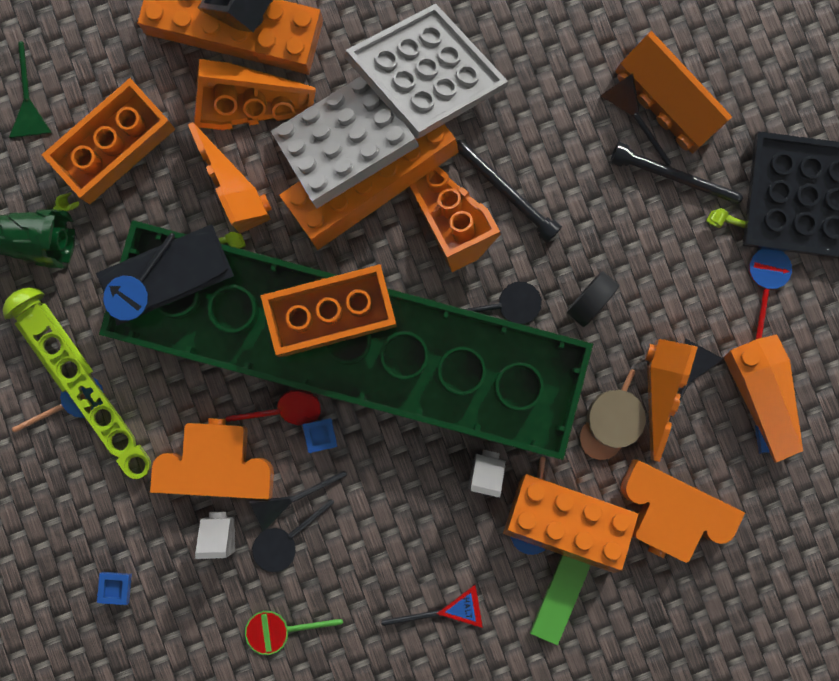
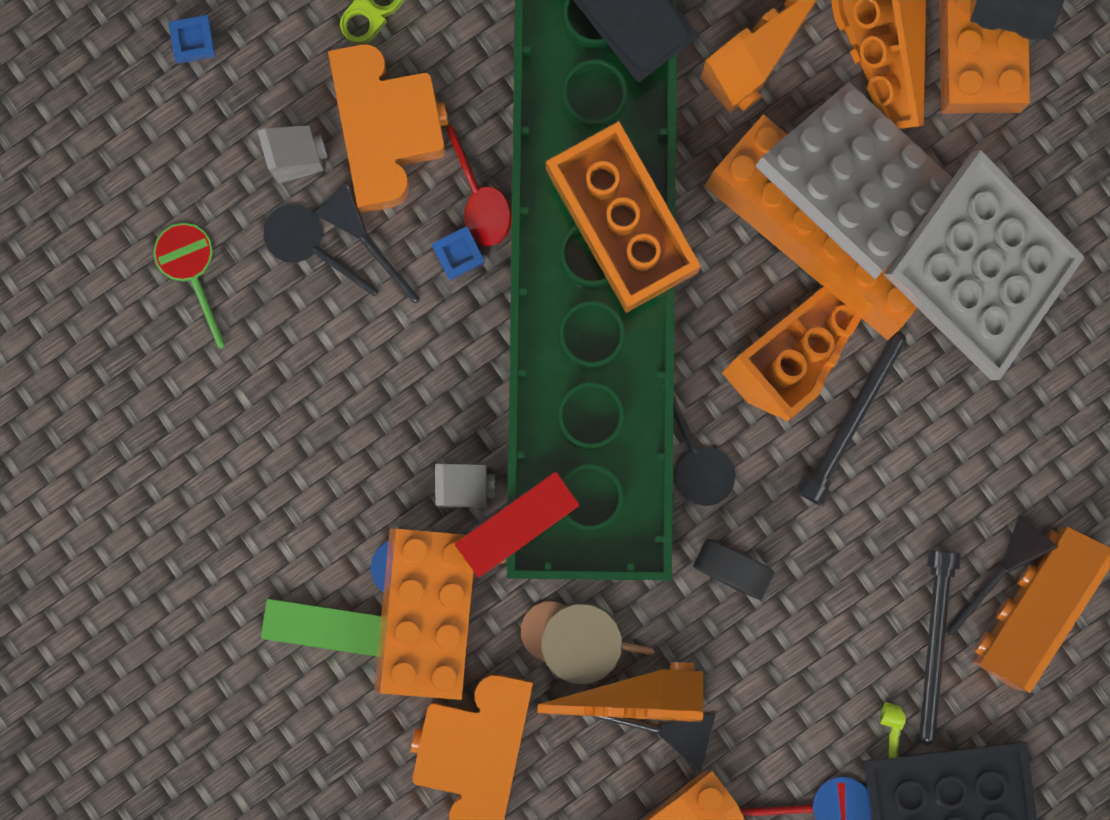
camera: 80 degrees right, 0 degrees up
(233, 239) = (689, 72): lime hand -> none
(463, 608) = (277, 501): piece -> none
(528, 443) = (517, 524): none -> red tile

